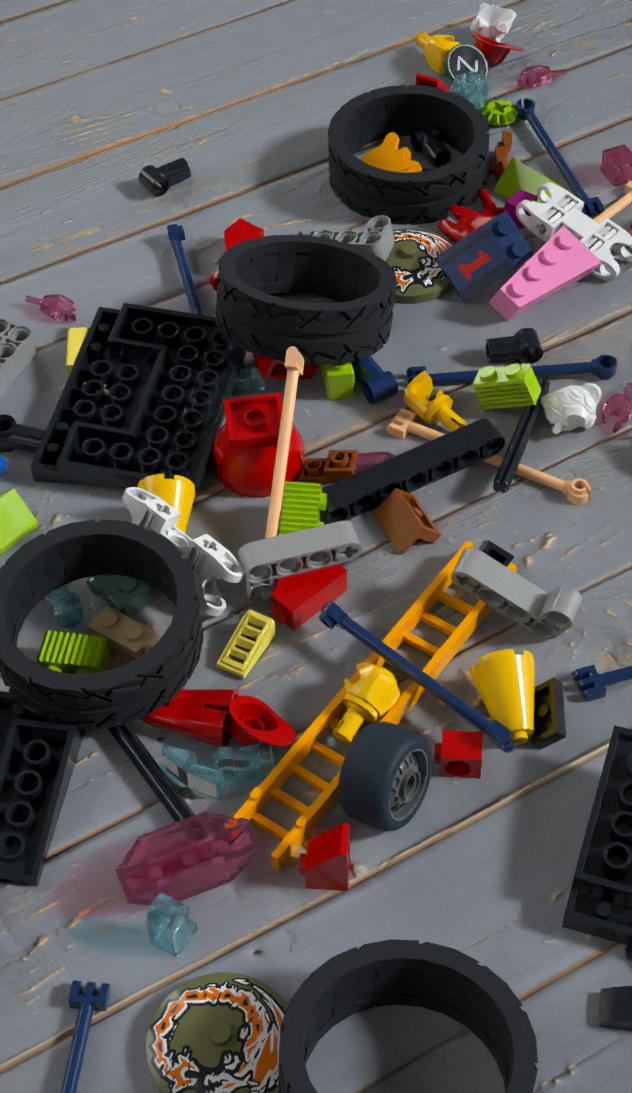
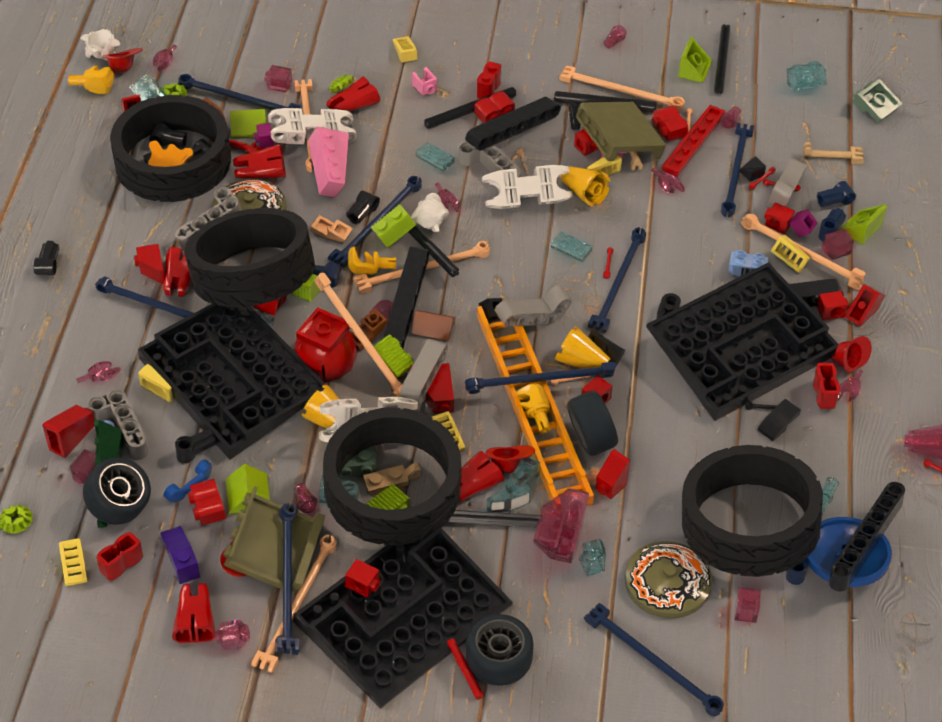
camera: 55 degrees left, 0 degrees up
(451, 345) = (333, 231): none -> light nougat slope
(463, 59) = (122, 77): black tile -> none
(484, 256) = (293, 170): dark blue slope -> none

